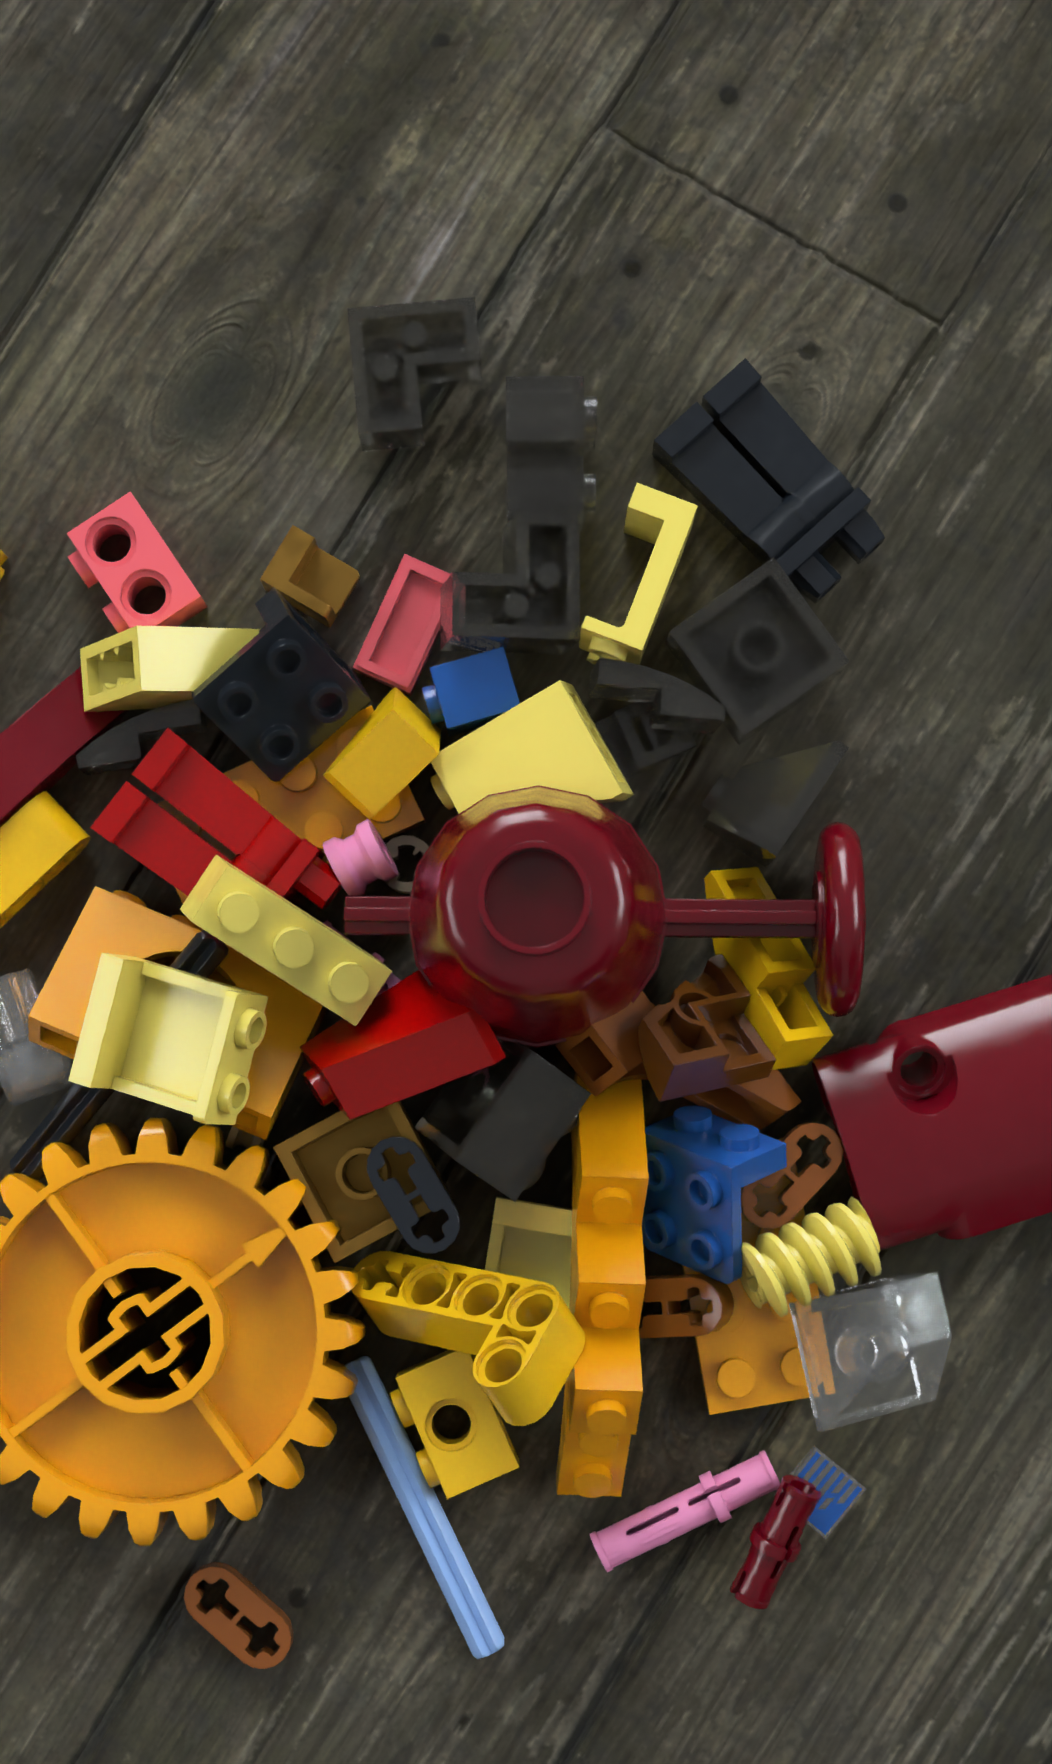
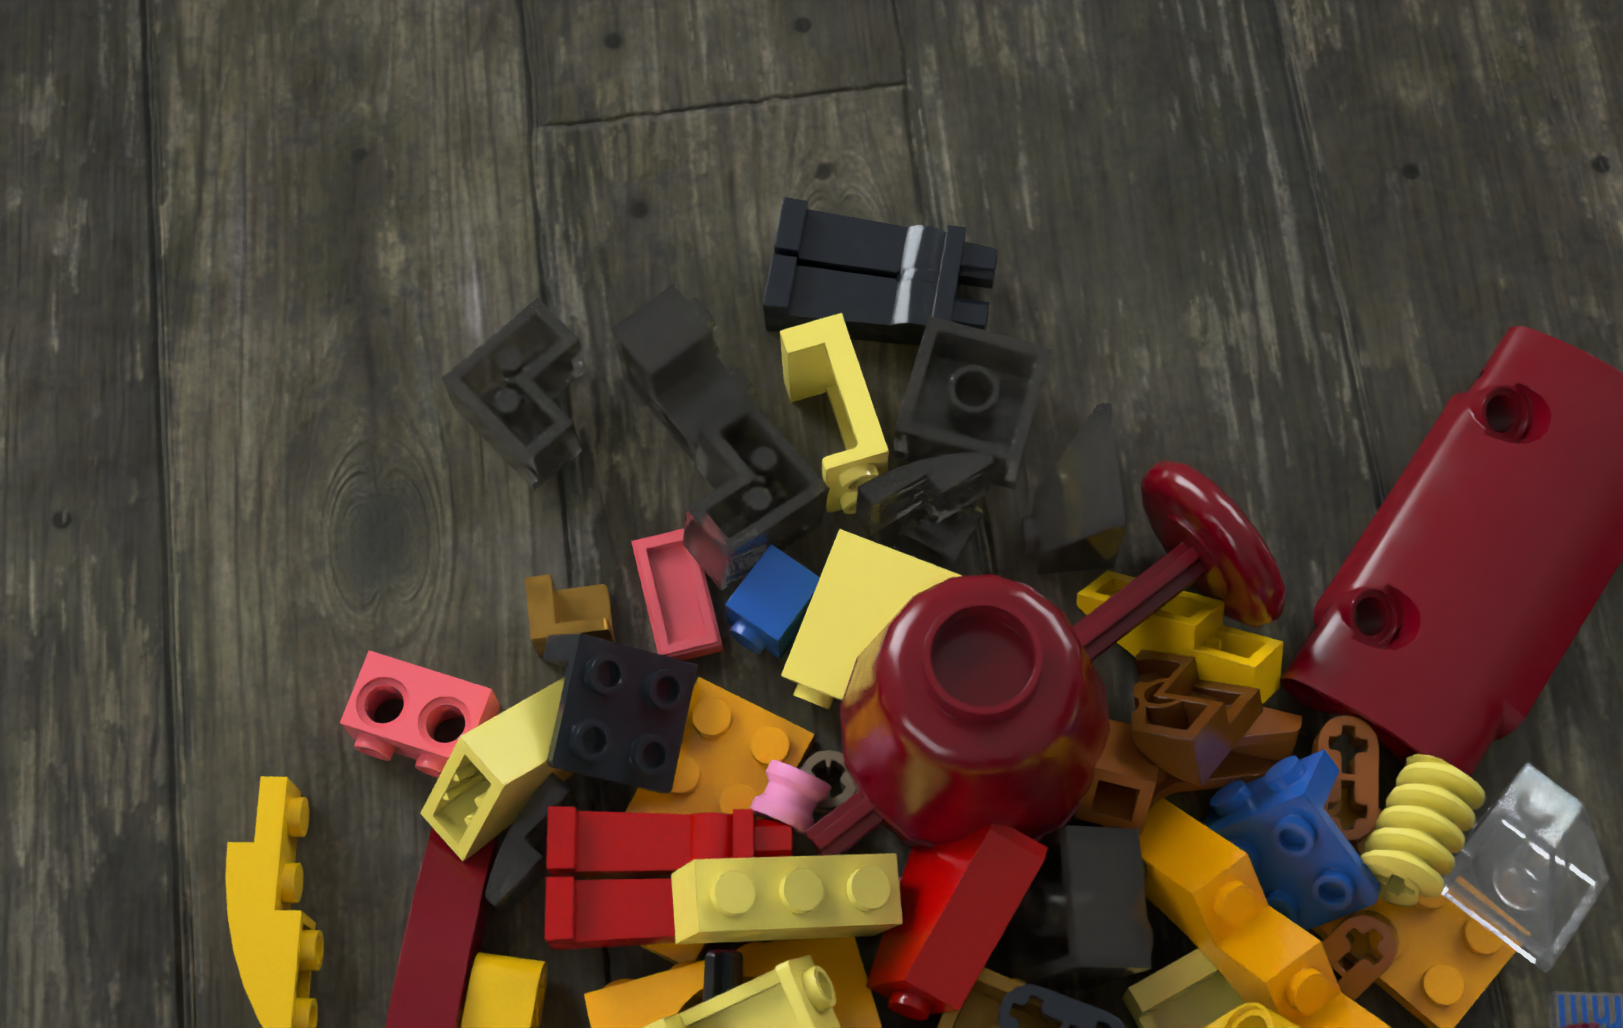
camera: 35 degrees left, 15 degrees down
(385, 754) = (743, 702): yellow slope -> none

